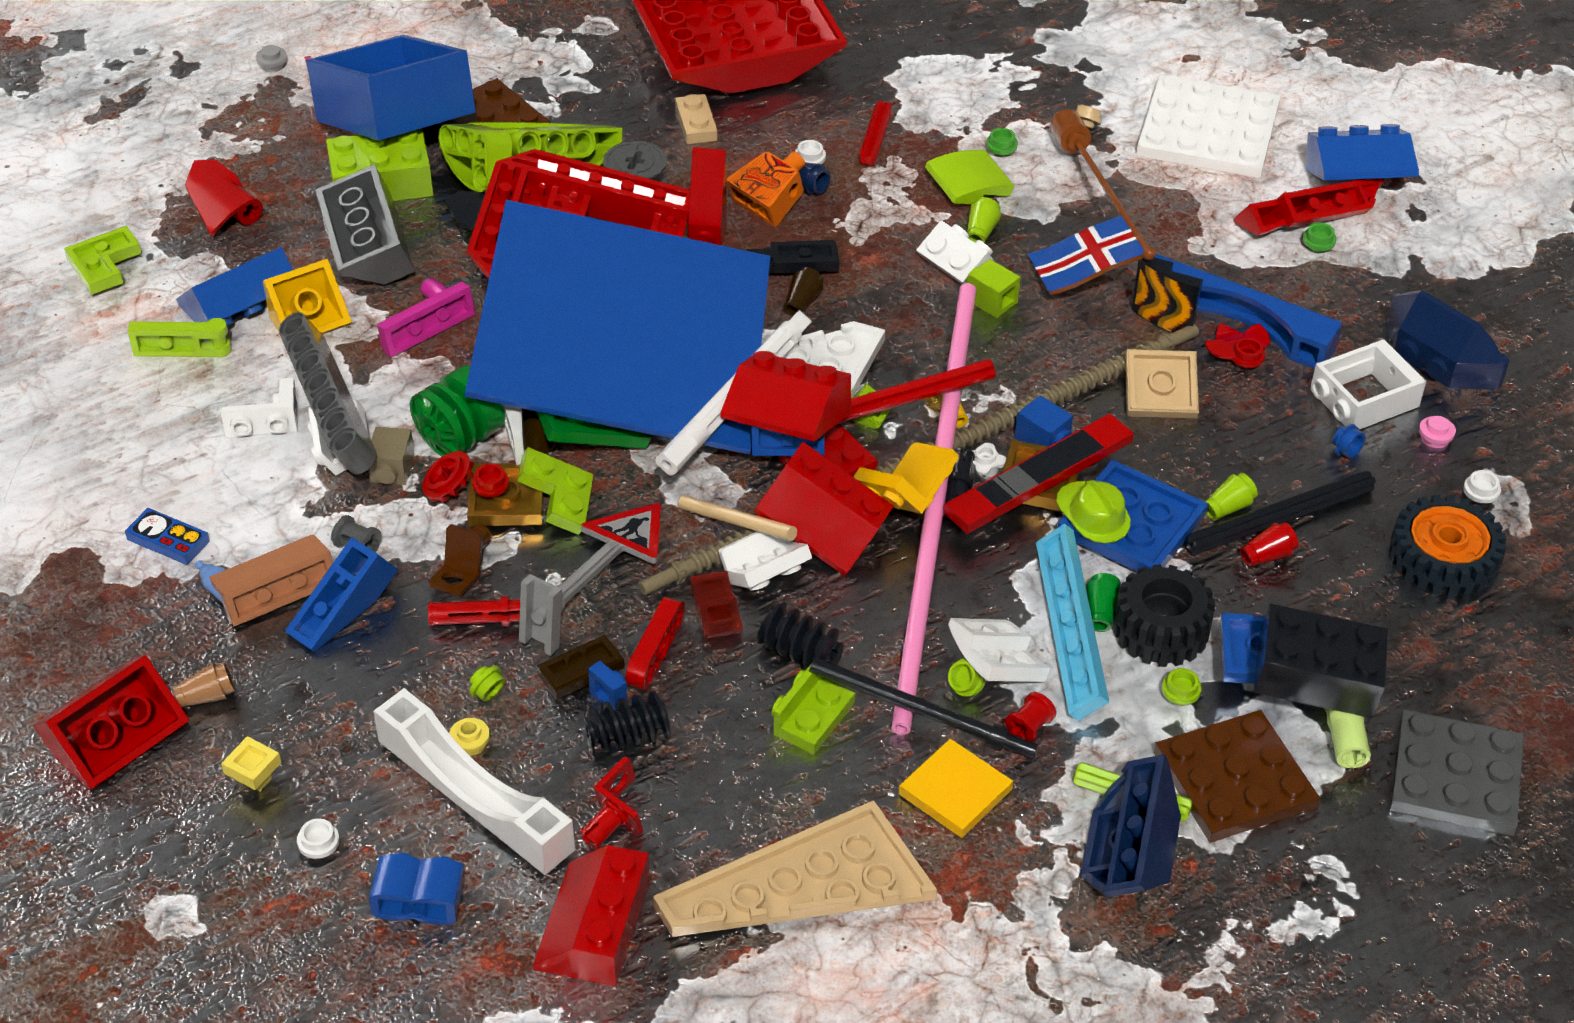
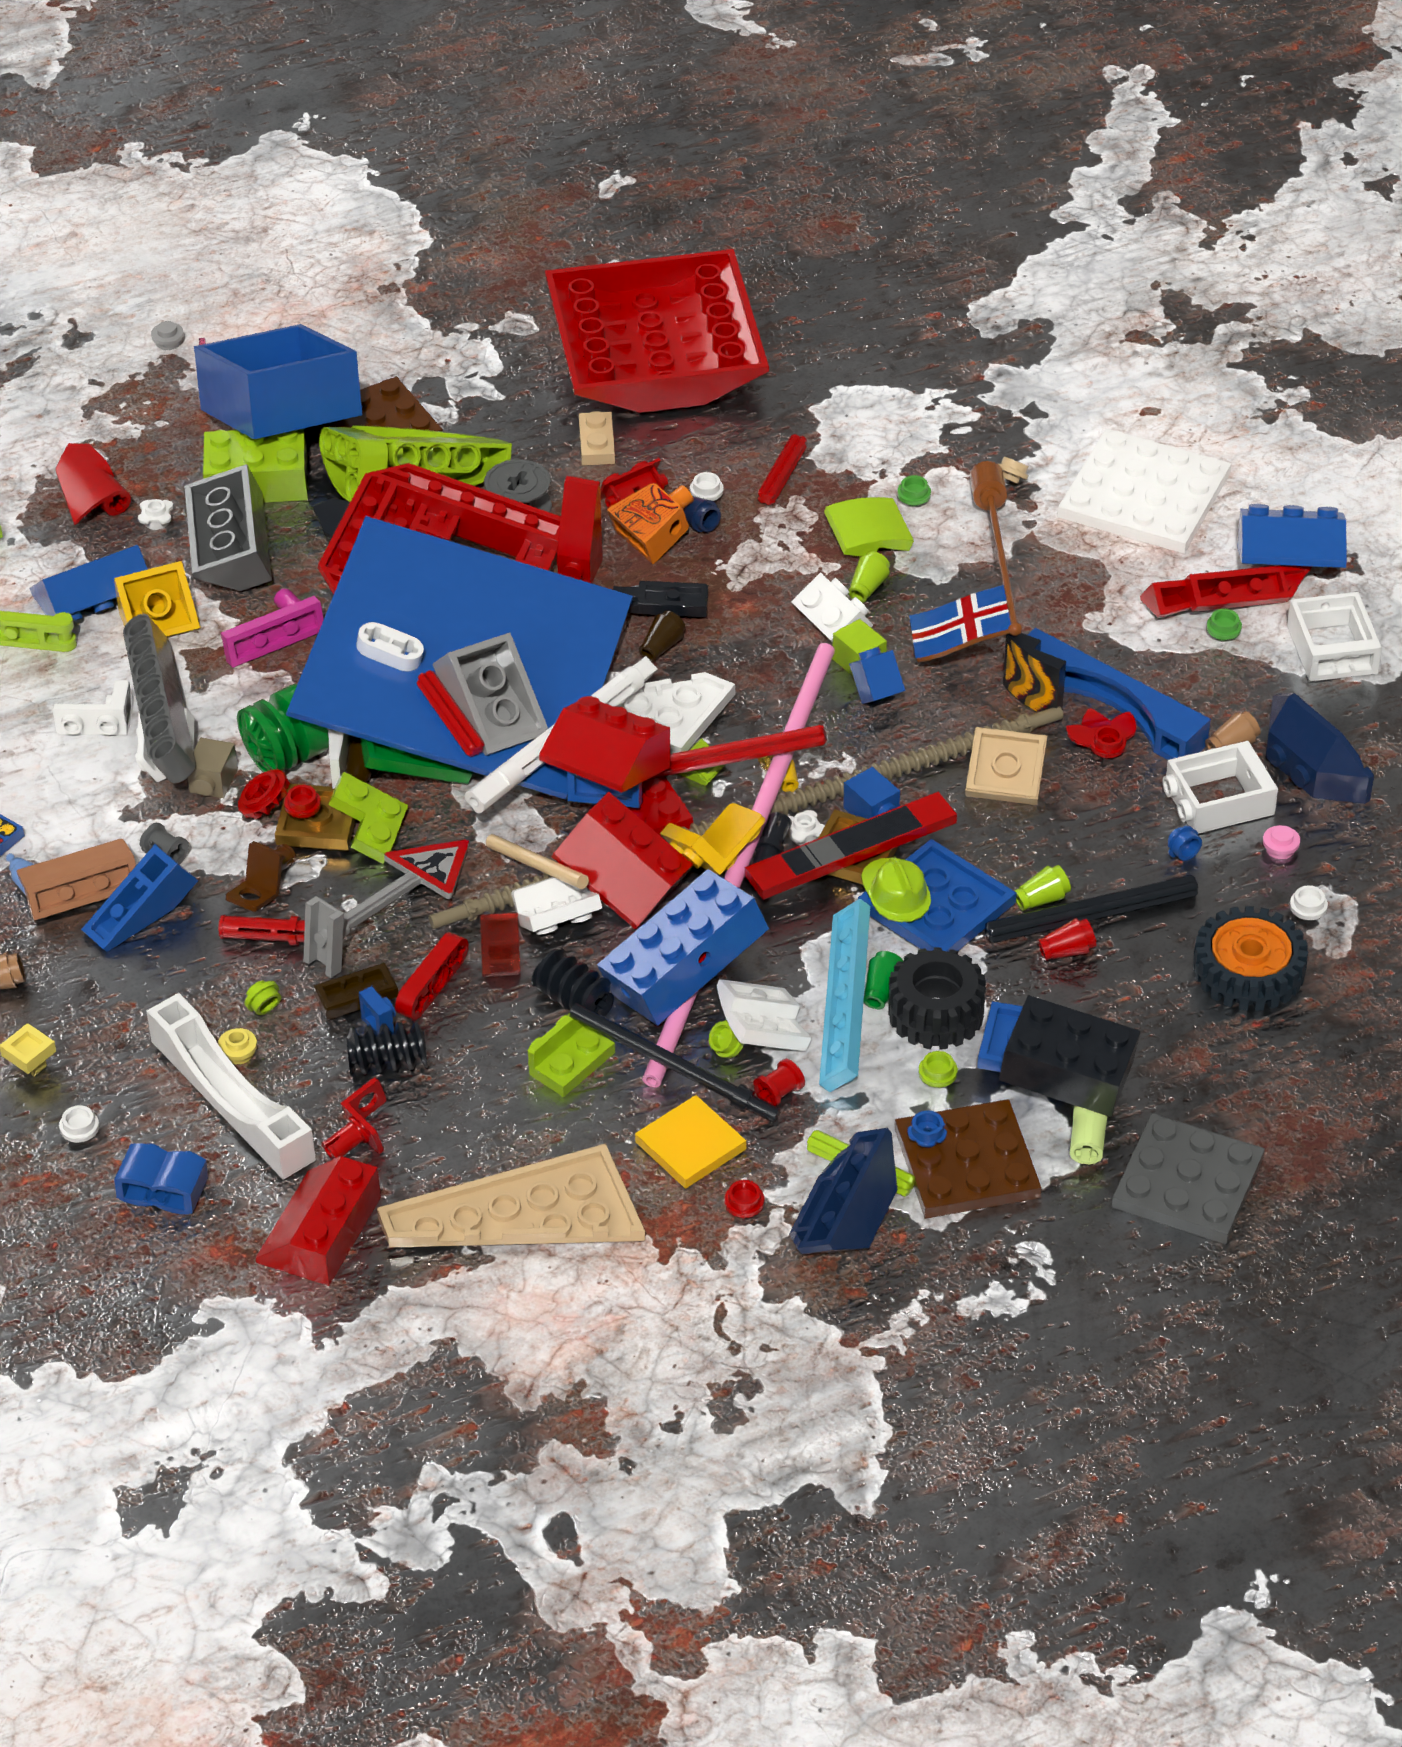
camera: 10 degrees right, 0 degrees up
(289, 219) = (155, 513): none -> white plate
(554, 320) = (389, 646): none -> white beam
(625, 380) = (450, 713): none -> red axle
(662, 357) = (493, 692): none -> light grey slope
(745, 150) = (618, 487): none -> red hinge
(906, 589) = (683, 946): none -> blue brick
(1018, 310) = (876, 675): none -> blue brick
(1026, 843) = (744, 1199): none -> red plate
(1196, 750) = (927, 1129): none -> blue plate
(1364, 331) = (1236, 729): none -> medium nougat cone
(1447, 257) = (1334, 659): none -> white window

